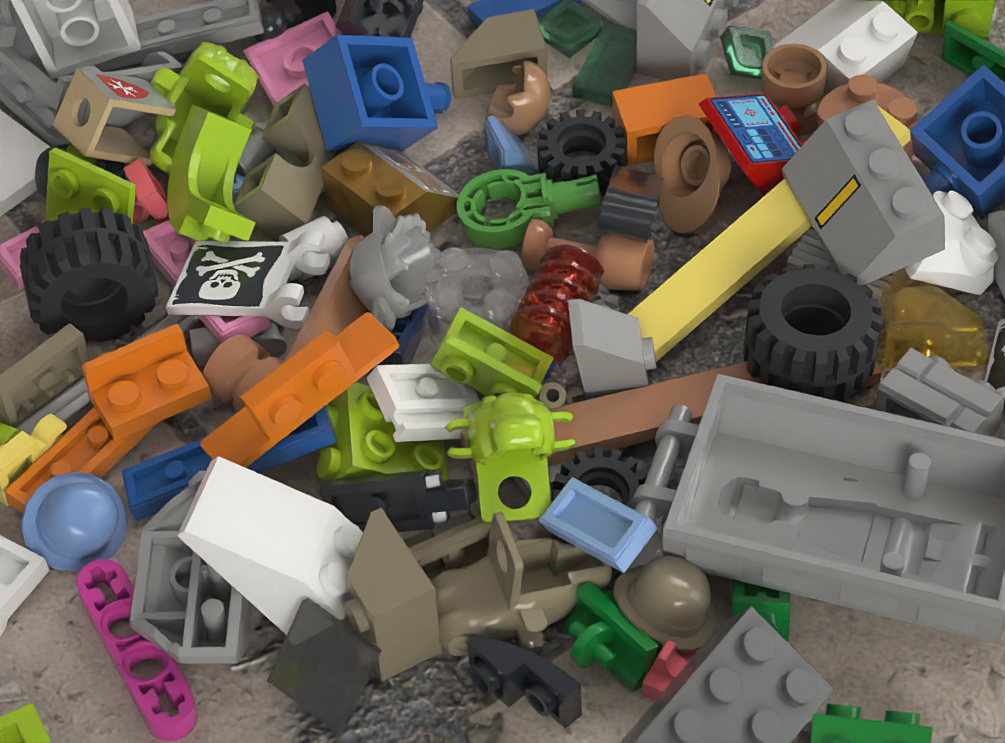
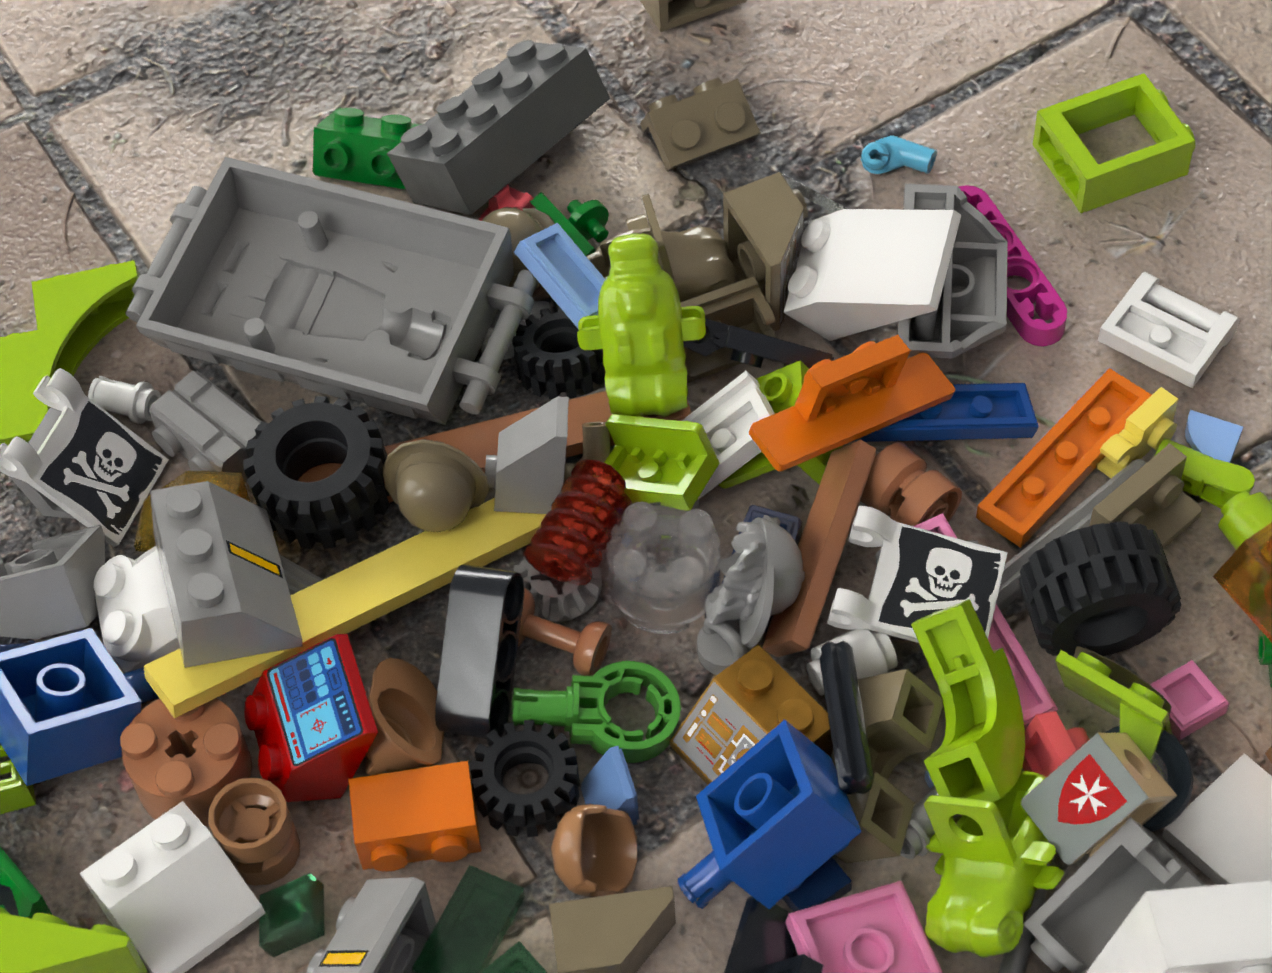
camera: 175 degrees left, 5 degrees up
(74, 521) = (1072, 363): medium blue hat -> none
(144, 382) = (1020, 479): orange bracket -> none
(313, 157) = (846, 718): none -> black axle
(516, 672) = (623, 197): black slope -> none
(695, 318) = (434, 484): none -> dark tan hat

